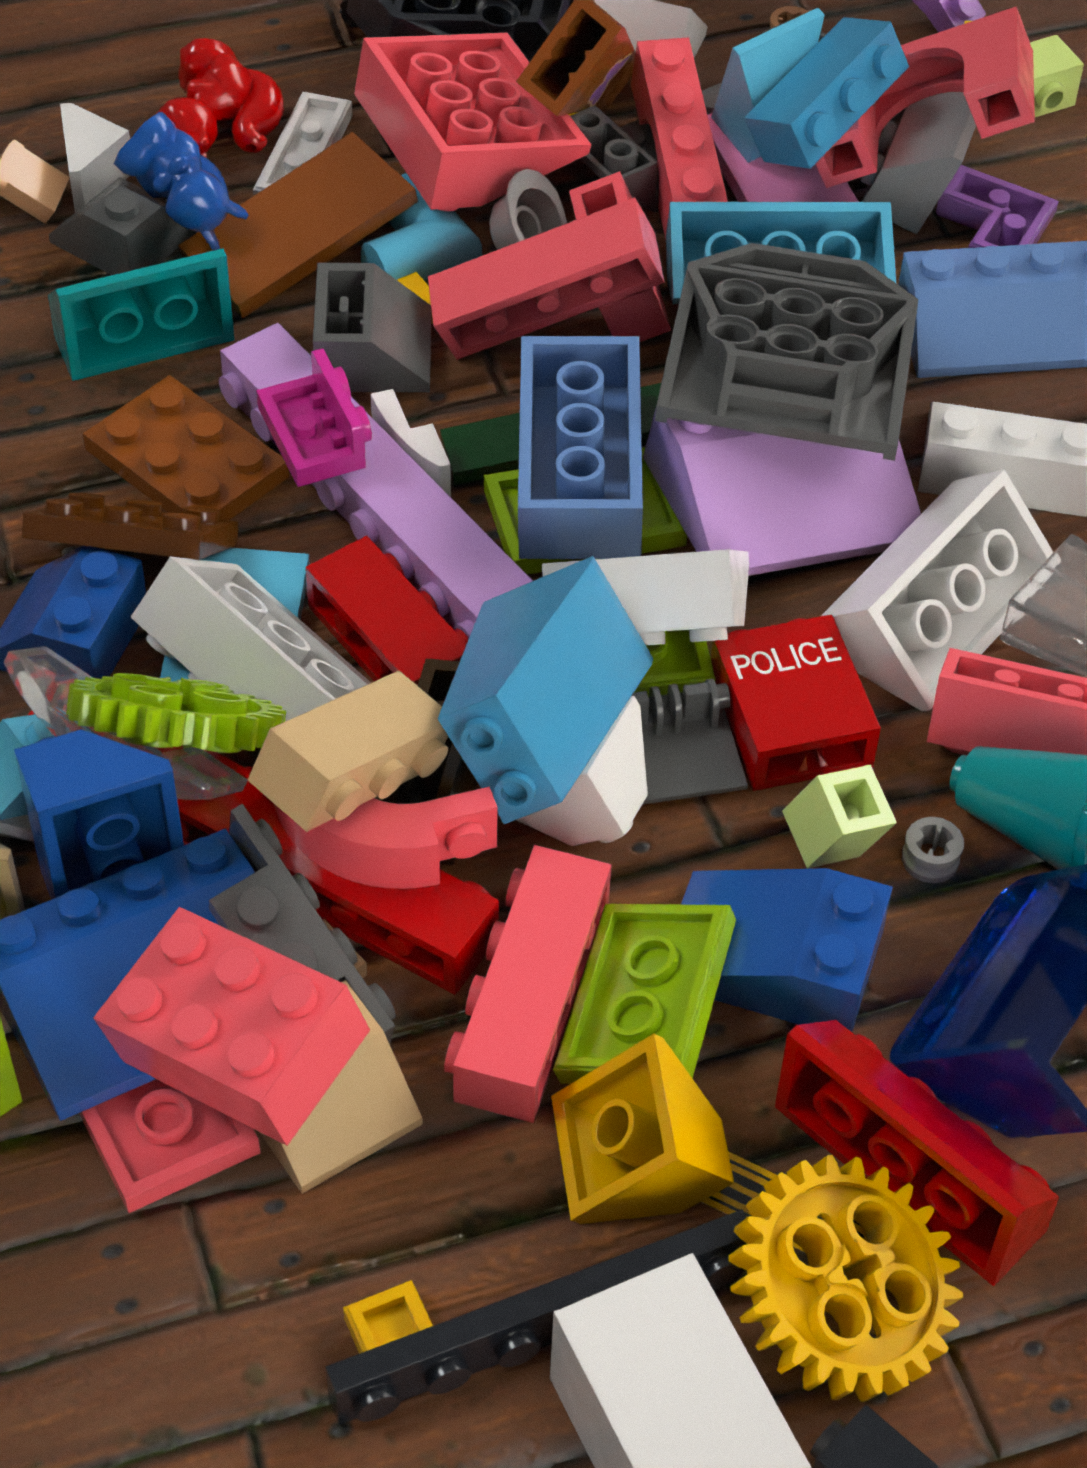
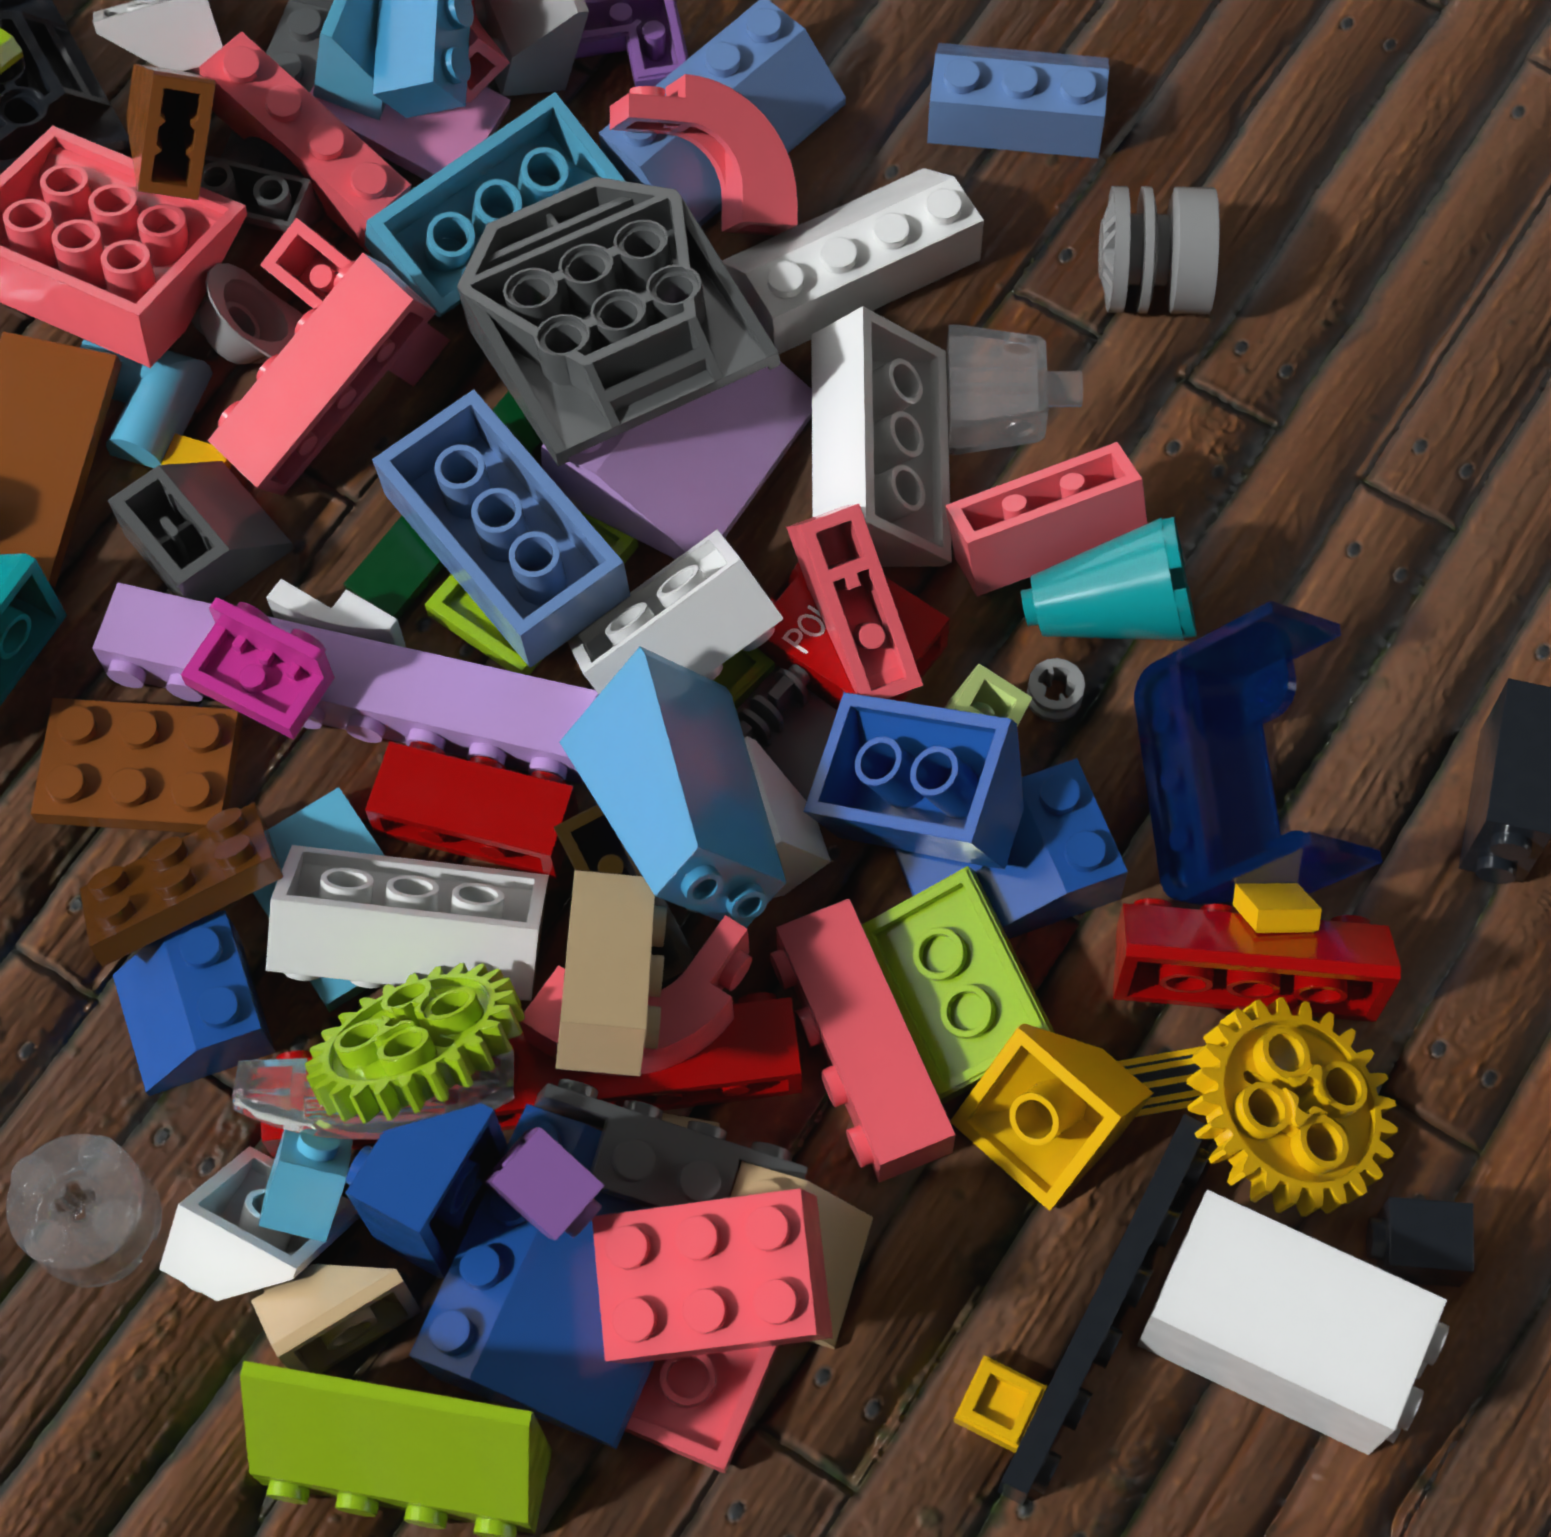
camera: 35 degrees left, 15 degrees up
(163, 852) = (545, 1185): none -> medium lavender slope
(743, 814) = (920, 780): none -> blue slope
(806, 655) = (855, 601): none -> coral slope
(965, 1107) = (1277, 907): none -> yellow tile
(1005, 306) = (735, 137): none -> coral arch

